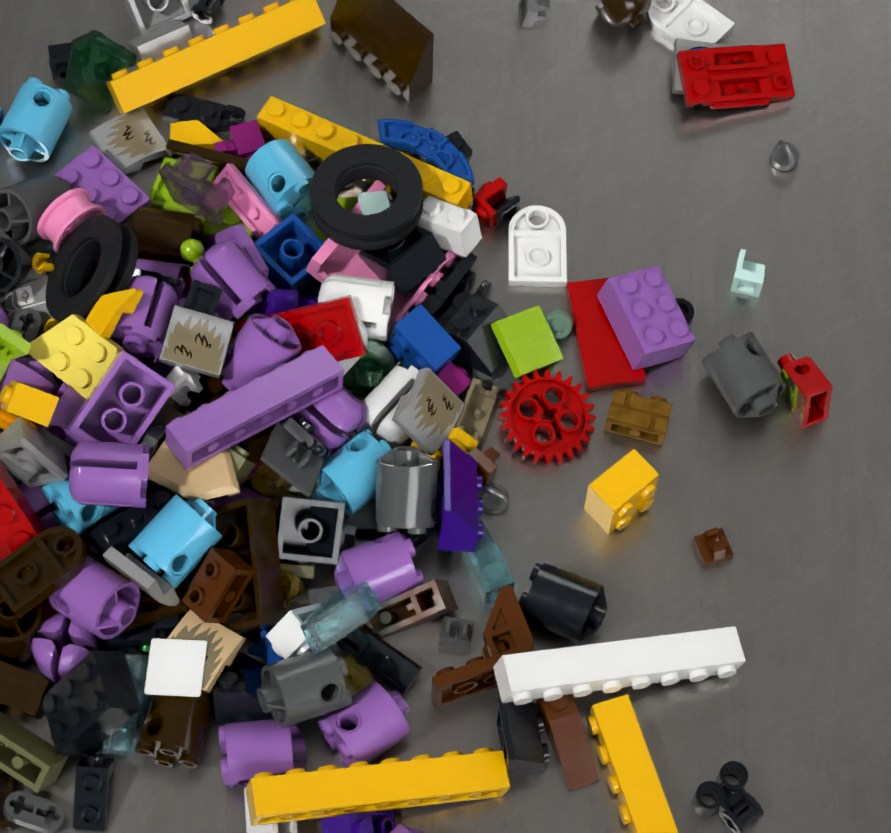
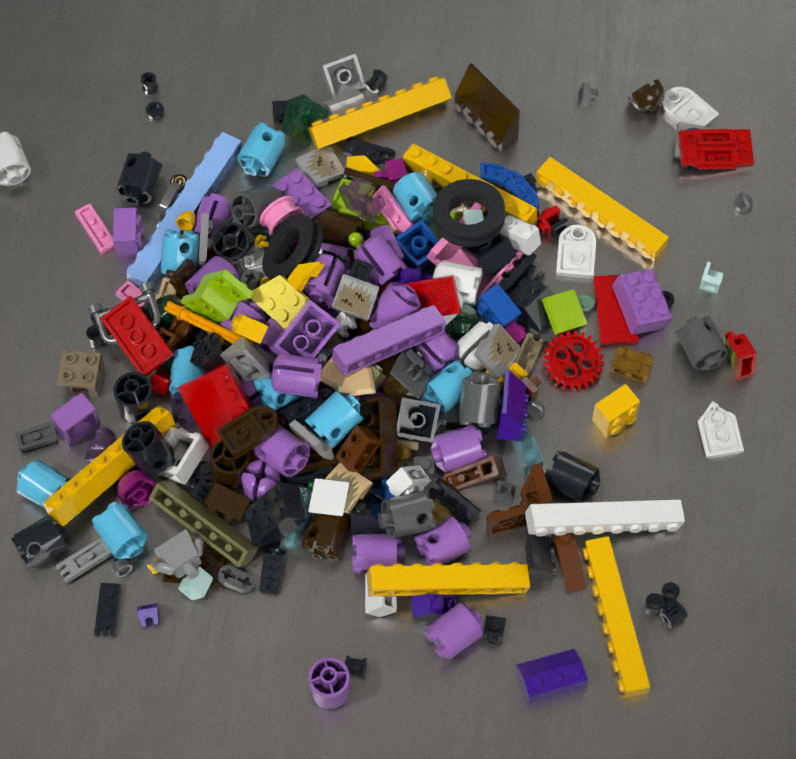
camera: 10 degrees right, 0 degrees up
(340, 616) = (432, 473): clear light blue slope -> none
(570, 178) = (602, 209): none -> yellow brick
(713, 547) = (672, 450): reddish brown tile -> none
(784, 514) = (719, 432): none -> white tile

